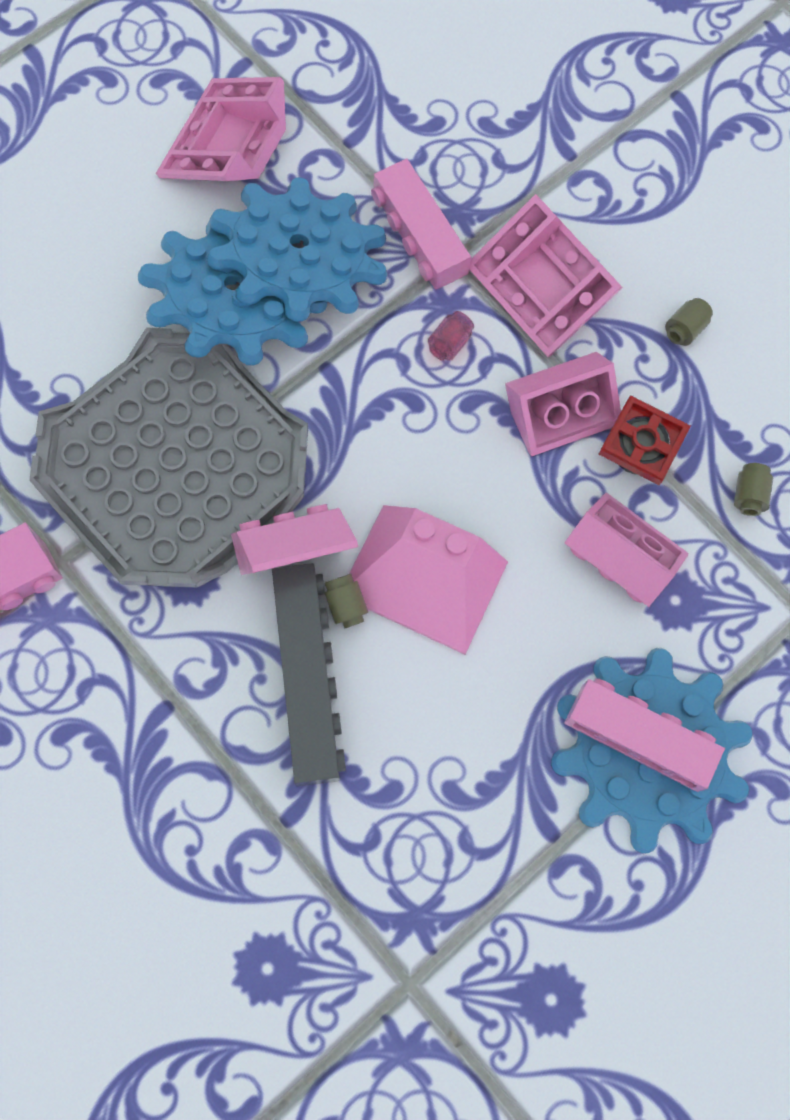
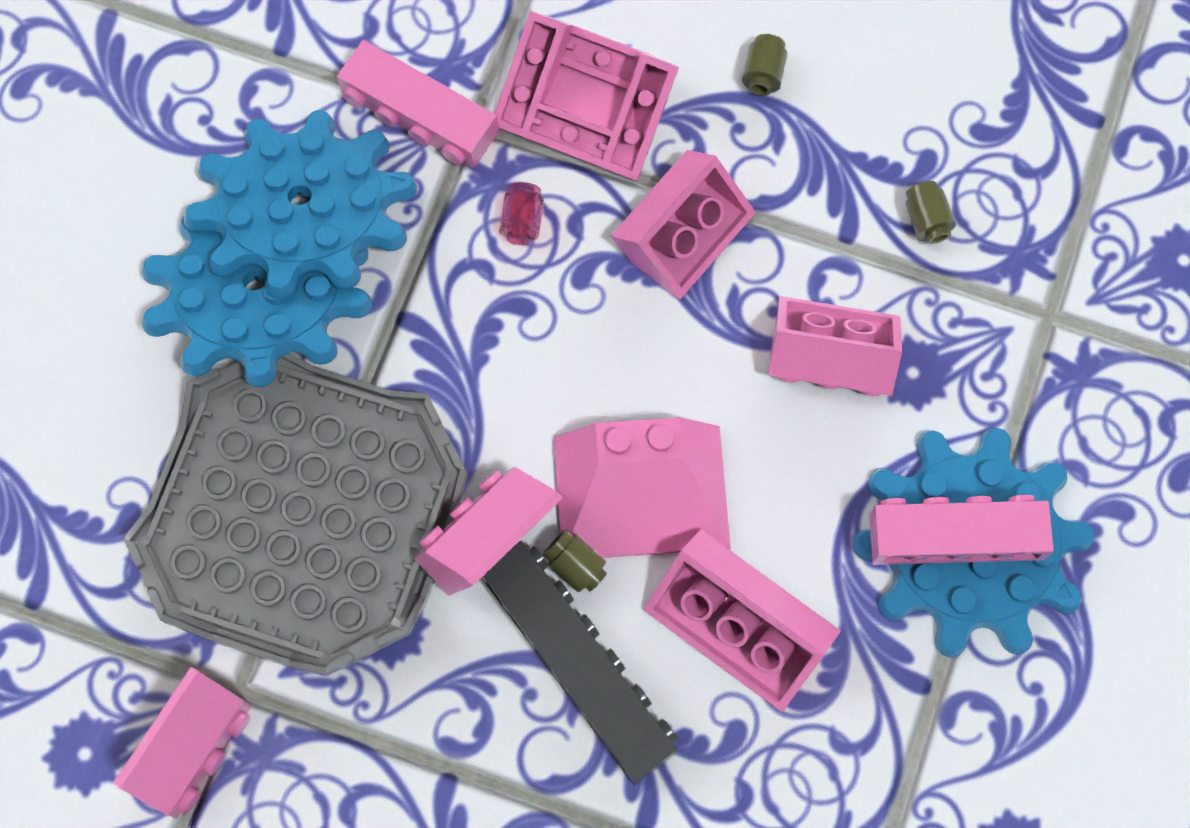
camera: 25 degrees left, 0 degrees up
(229, 131) = (141, 109): bright pink slope -> none
(443, 709) = (741, 620): none -> bright pink slope
(643, 443) = (790, 224): red piece -> none

